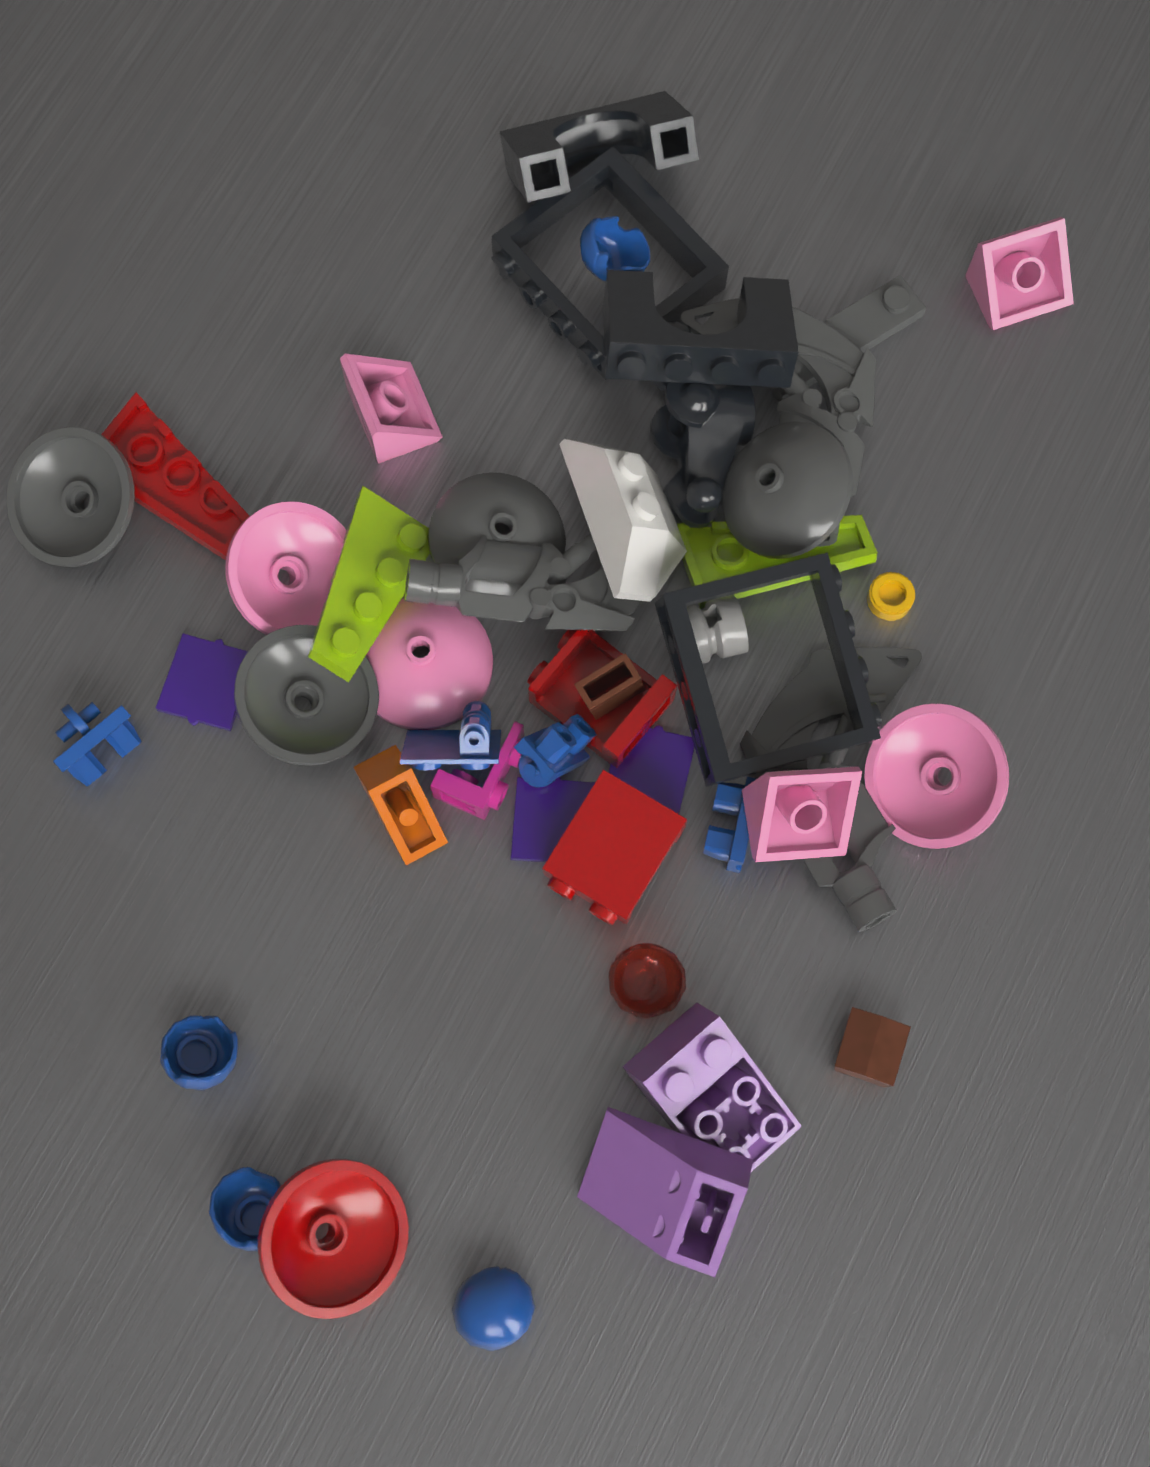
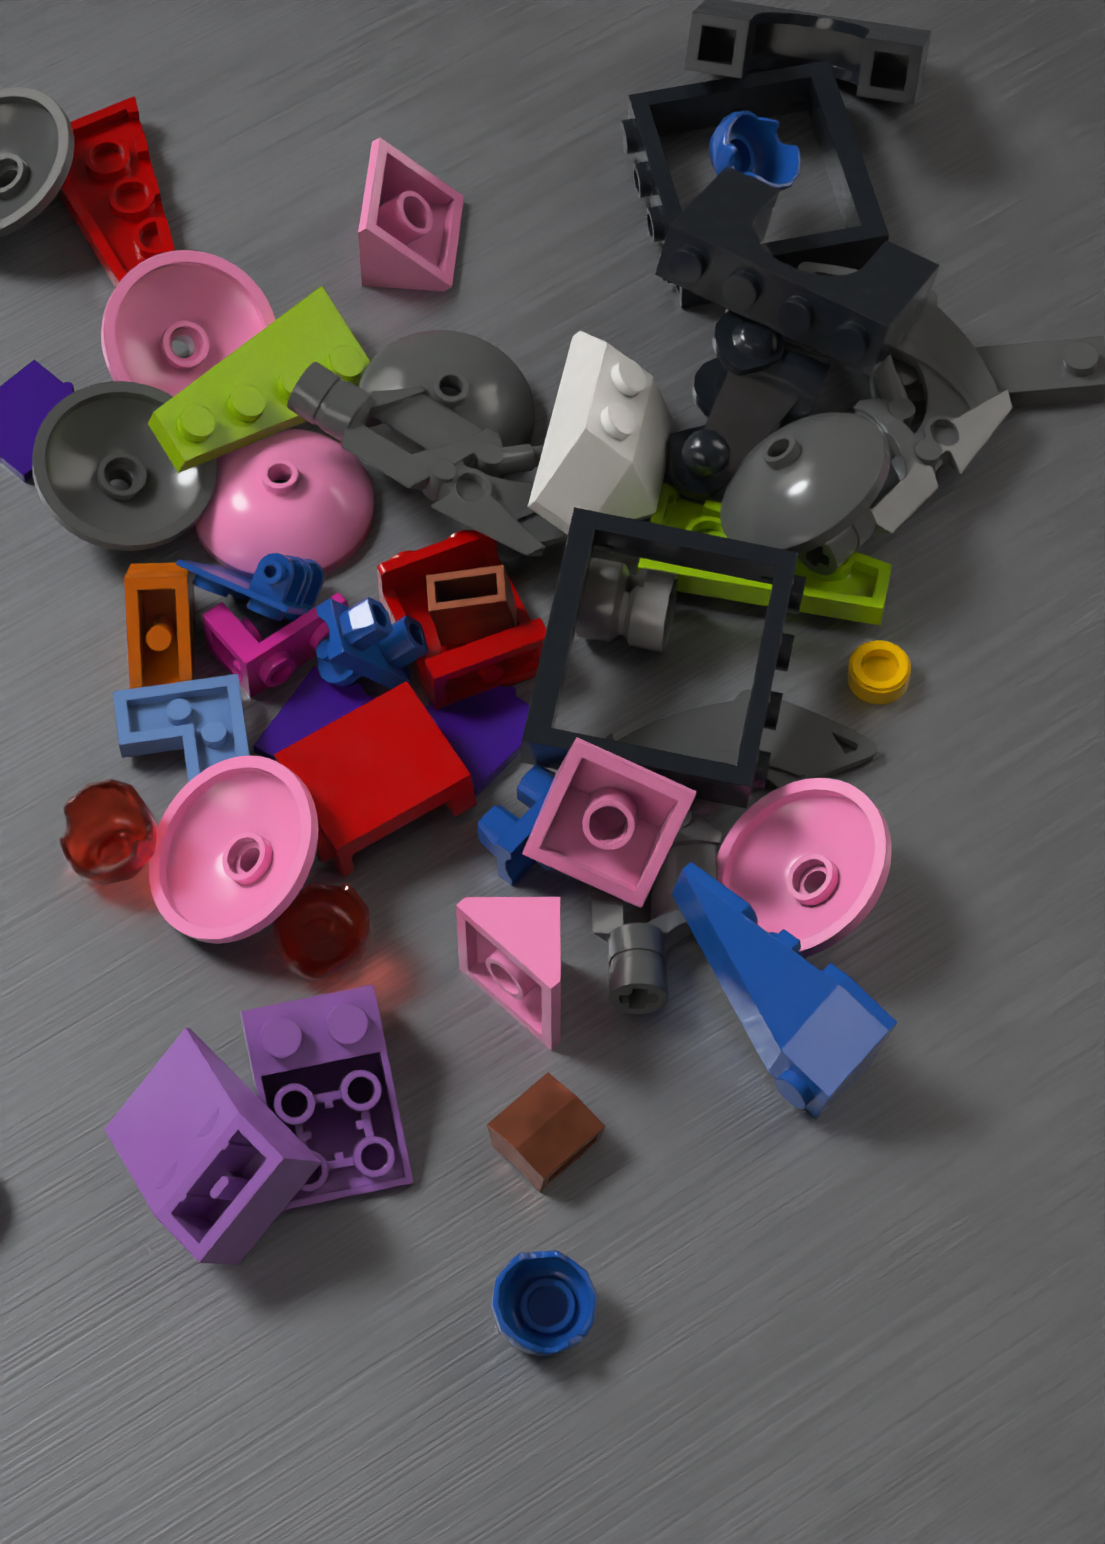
camera: 30 degrees right, 15 degrees down
(458, 981) = (108, 832): none -> clear red hair
(469, 858) = (188, 715): none -> medium blue plate
(529, 959) = (233, 849): none -> bright pink dish
(799, 939) = (515, 957): none -> bright pink slope
(943, 1176) = (544, 1303): none -> blue hair
(1003, 894) = (805, 1023): none -> blue wedge

